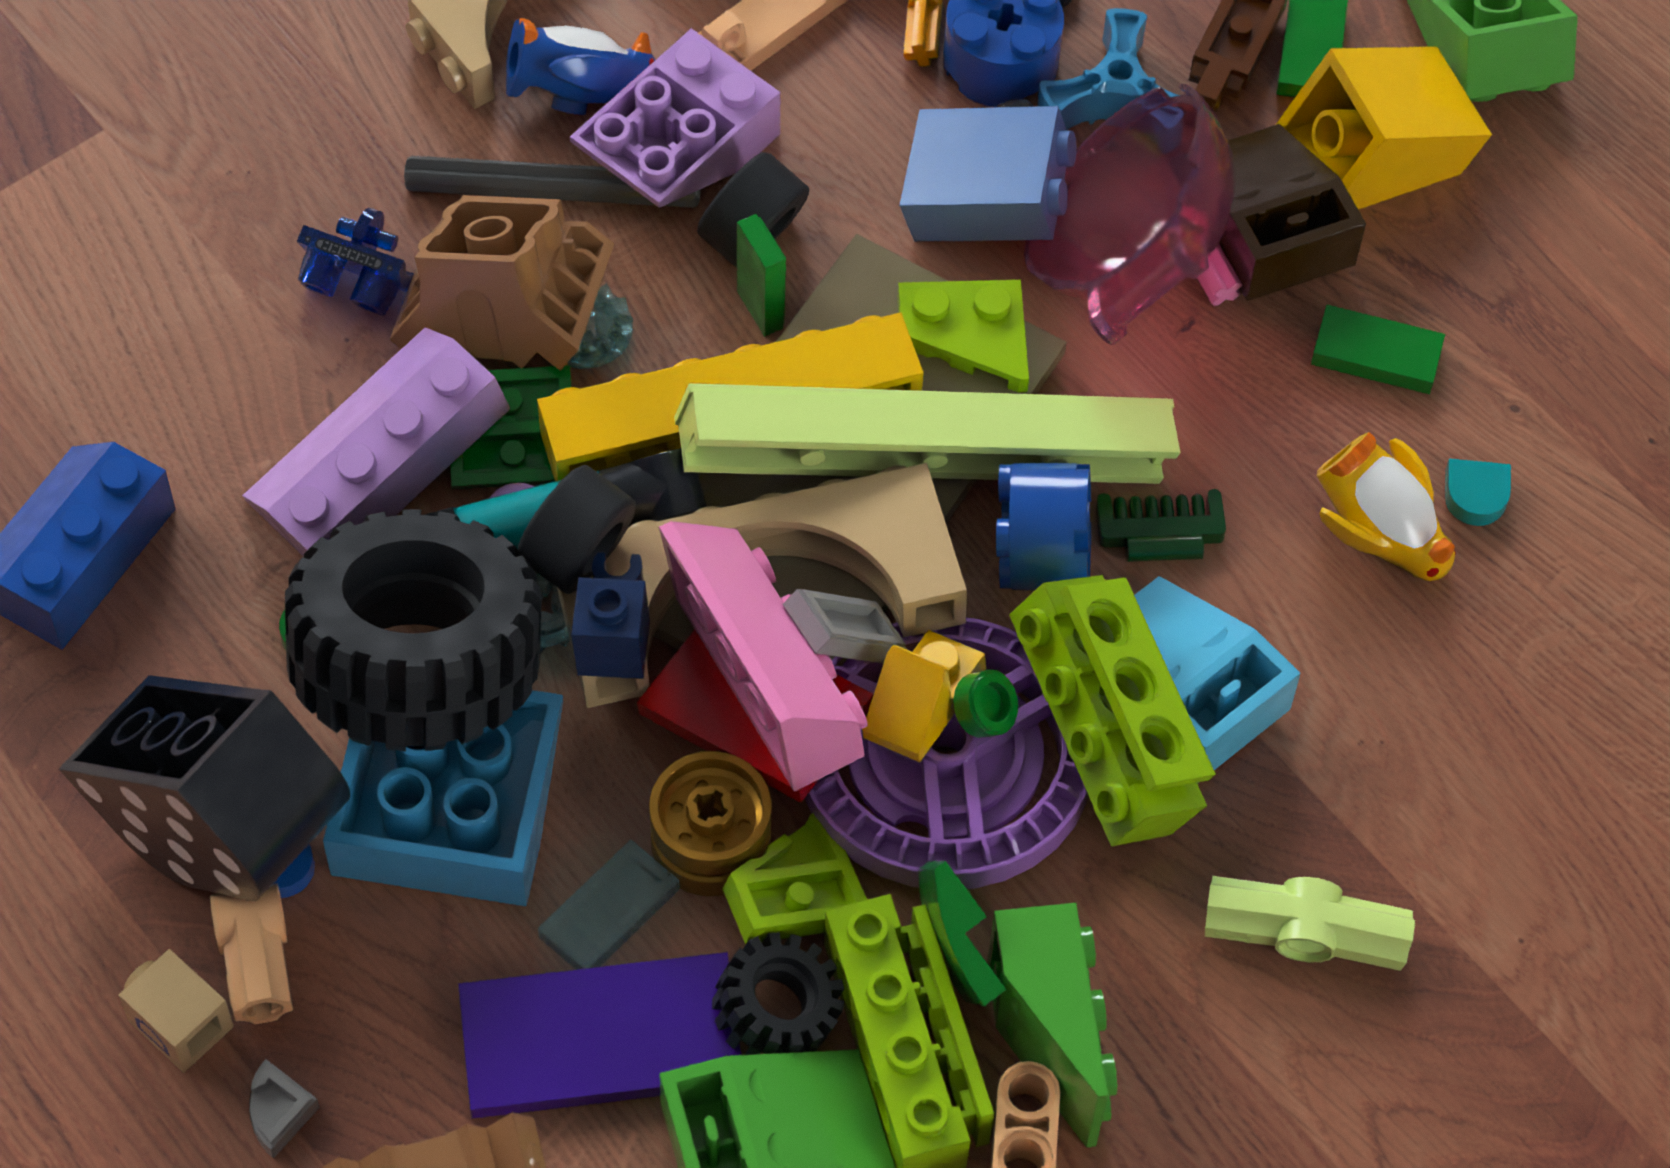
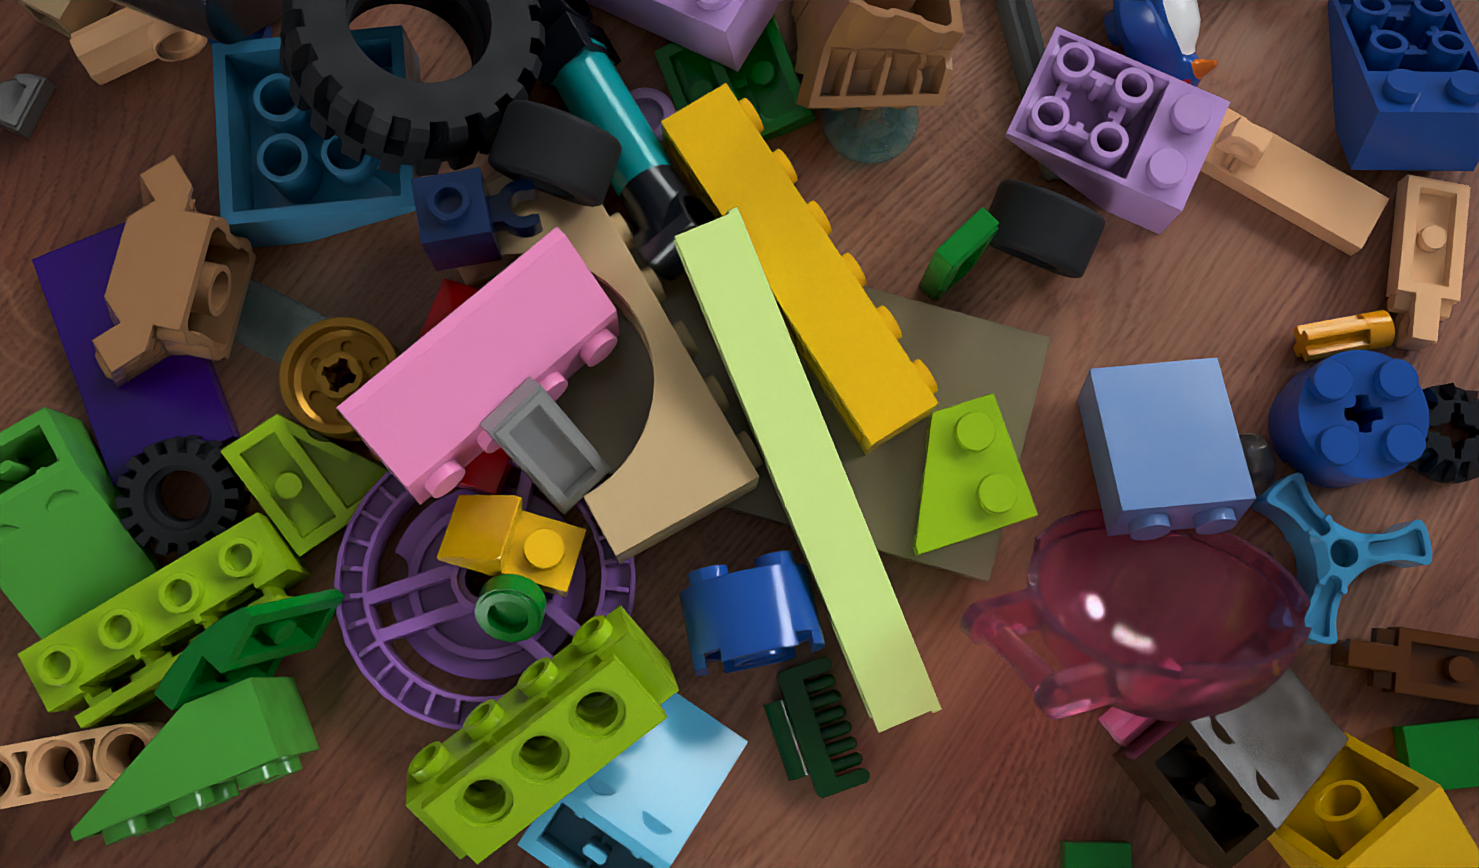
camera: 75 degrees right, 20 degrees up
(556, 942) = (172, 281): none -> medium nougat slope

